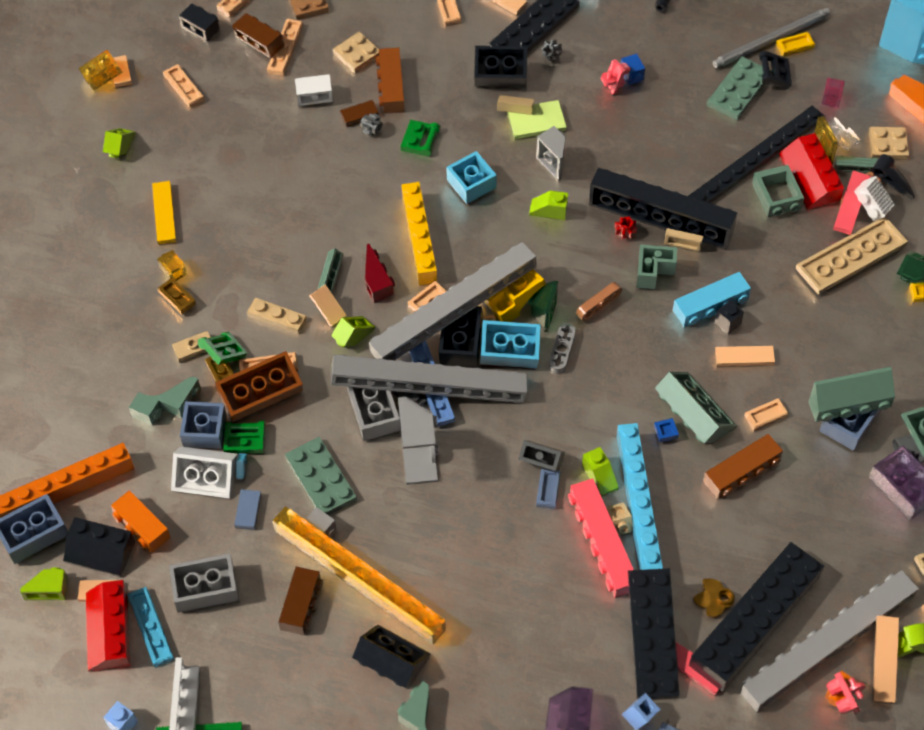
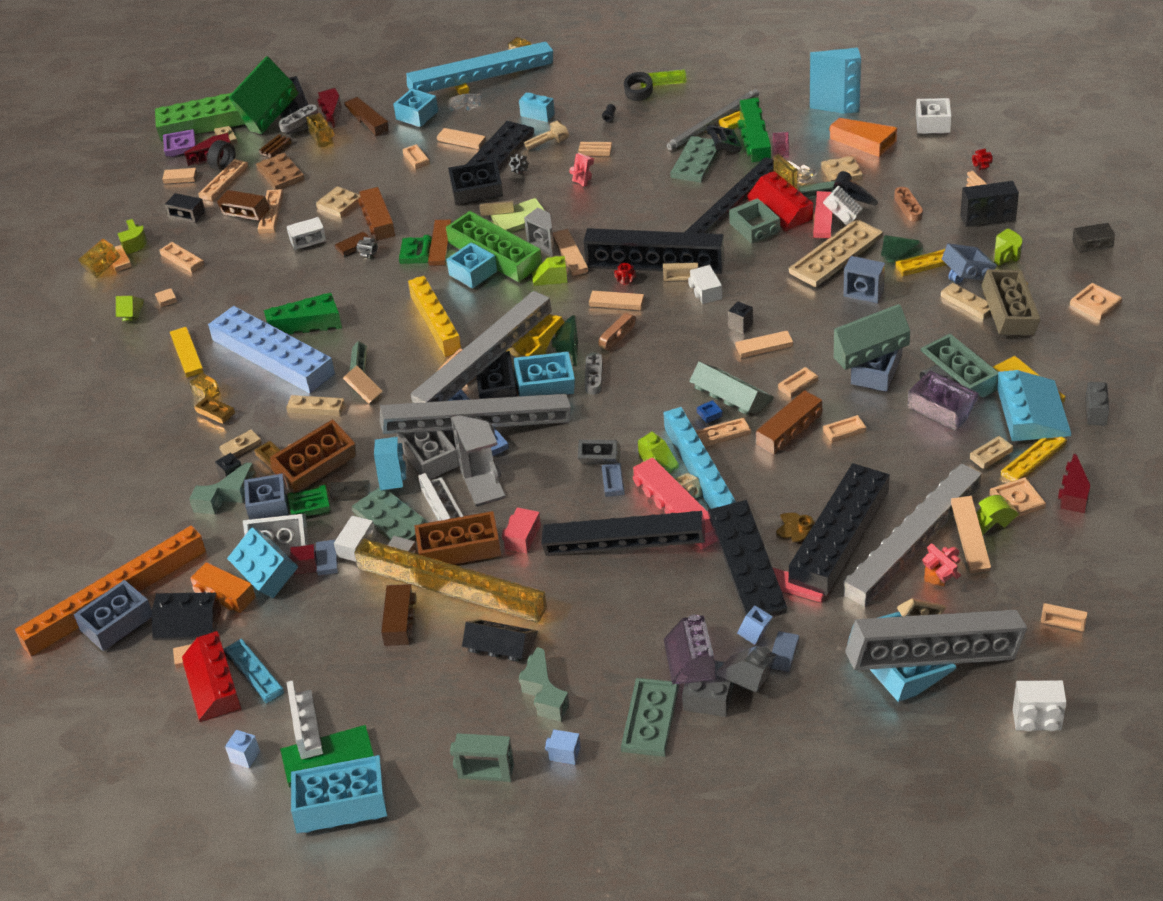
camera: 10 degrees left, 15 degrees down
(46, 585) = (139, 659): lime slope -> none
(139, 51) = (132, 239): none -> lime brick
(157, 136) = (165, 297): none -> light nougat tile
(174, 374) = (227, 465): none -> black brick
(182, 506) = (262, 562): none -> medium azure brick
(203, 583) = (299, 619): light grey brick -> none
(223, 508) = (304, 558): none -> dark red brick
(225, 352) = (270, 436): green plate -> none
(240, 466) = (311, 520): medium azure tile -> none
(248, 234) = (272, 349): none -> light blue brick
(279, 494) = (352, 536): none -> white brick
(287, 432) = (349, 490): none -> clear smoke plate
(288, 199) = (303, 315): none -> green wedge
(331, 417) = (389, 463): none -> medium azure brick
(352, 330) = (389, 396): lime slope -> none
(367, 477) = (433, 498): none -> white fence
(377, 281) = (405, 358): dark red slope -> none
(377, 528) = (459, 538): none -> dark orange brick
(442, 530) = (521, 530): none -> coral brick
(447, 134) = (439, 243): none -> dark orange tile
(515, 172) = (512, 254): none -> bright green brick
(540, 565) = (623, 533): none -> black brick
(576, 181) = (571, 252): none -> light nougat tile
(602, 16) = (557, 131): none -> tan piece
(608, 258) = (616, 300): none -> light nougat tile
(637, 44) = (595, 148): none -> light nougat tile
(637, 69) = (600, 163): blue brick -> none
(655, 261) = (660, 290): sand green brick -> none
(672, 458) = (724, 432): none -> light nougat tile
(704, 263) = (705, 284): none -> white brick
(710, 298) = (715, 310): medium azure brick -> none
(797, 487) = (844, 428): none -> light nougat tile
(809, 69) = (753, 130): none -> green wedge
(869, 303) = (864, 279): none -> sand blue brick

